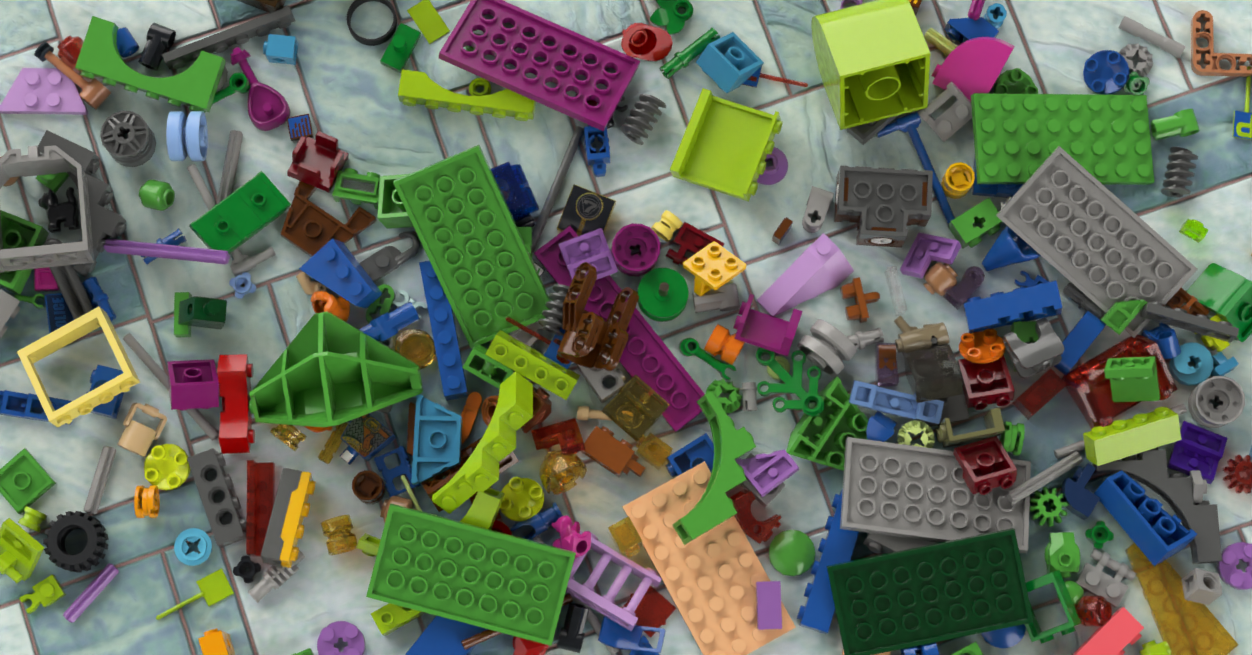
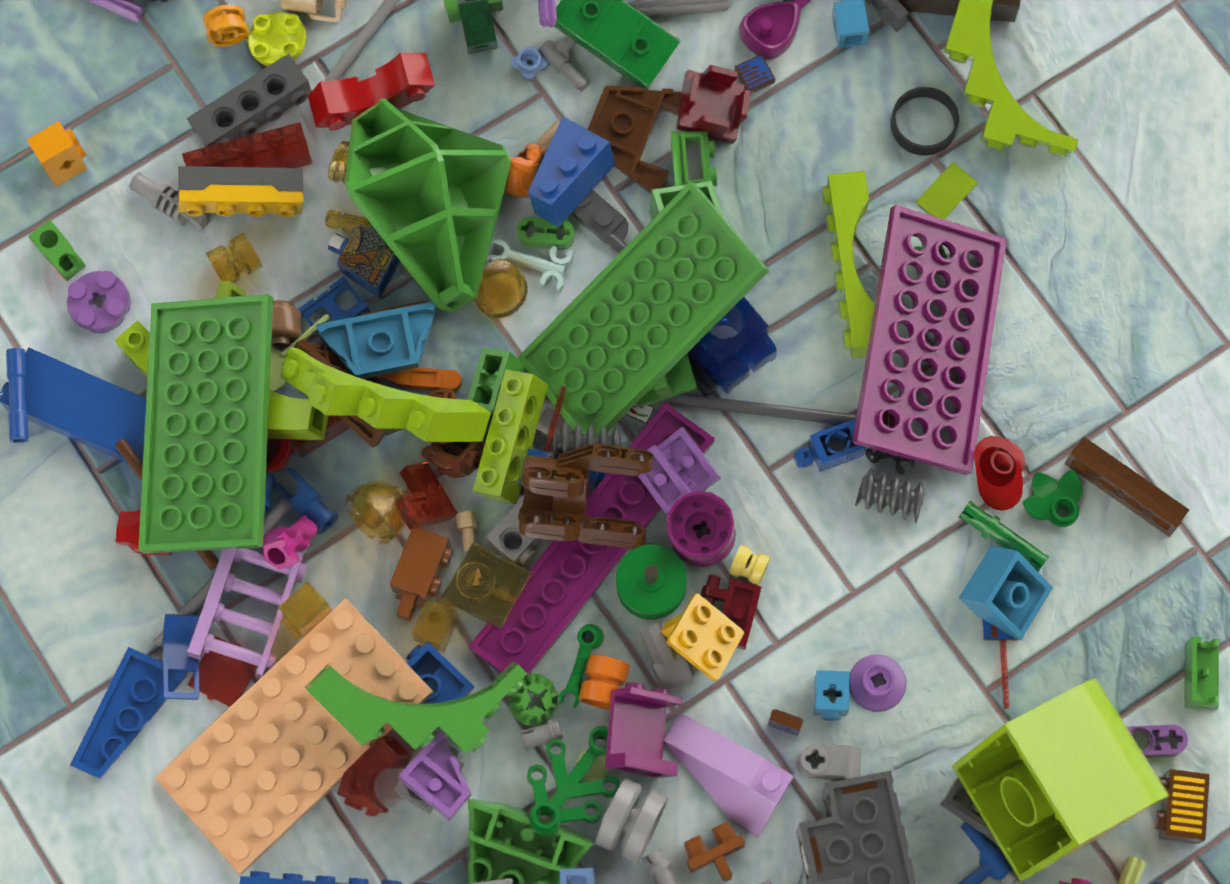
camera: 80 degrees right, 5 degrees down
(182, 549) = (181, 84): medium azure gear -> none
(193, 384) = (382, 32): magenta slope -> none
(213, 588) = (140, 135): lime piece -> none
(240, 571) = (163, 160): black plate -> none
(368, 487) = (302, 270): reddish brown wheel -> none
(390, 323) = (520, 246): blue piece -> none
(400, 47) = (898, 166): green tile -> none
(444, 335) = (516, 321): blue brick -> none
(479, 82) = (869, 270): lime plate -> none
(521, 499) = (332, 470): neon yellow dish -> none
(572, 633) = (168, 579): black piece -> none
(586, 211) = (739, 455): black slope -> none
(725, 146) = (884, 614): lime panel -> none
(764, 190) = (834, 681): none -> dark azure brick
(768, 605) = (256, 827): medium lavender tile -> none
(791, 552) = (340, 845): bright green dish -> none

